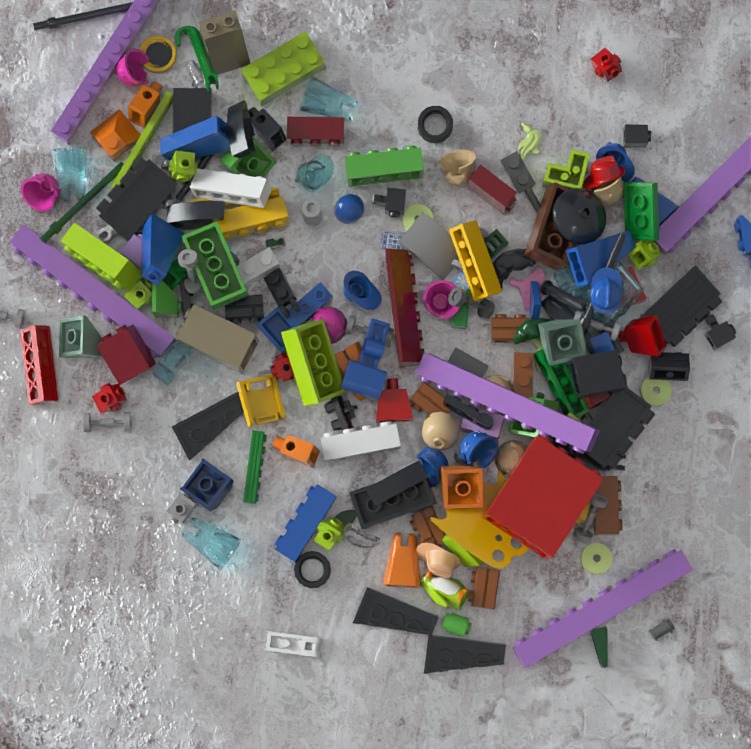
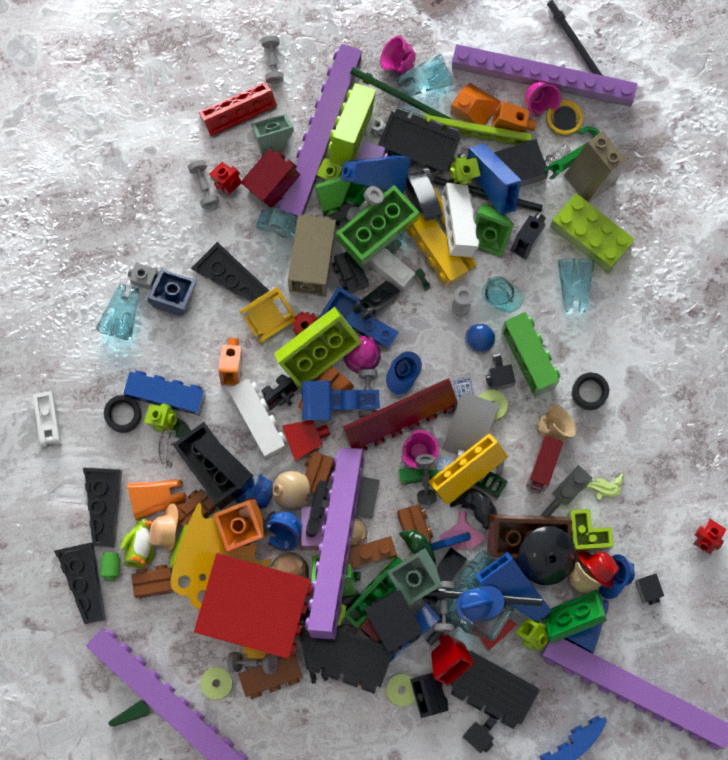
camera: 70 degrees right, 5 degrees down
(240, 130) = (515, 209): black slope -> none
(254, 464) = (200, 330): green piece -> none
(315, 130) = (543, 281): dark red brick -> none
(548, 288) = (467, 551): black axle -> none

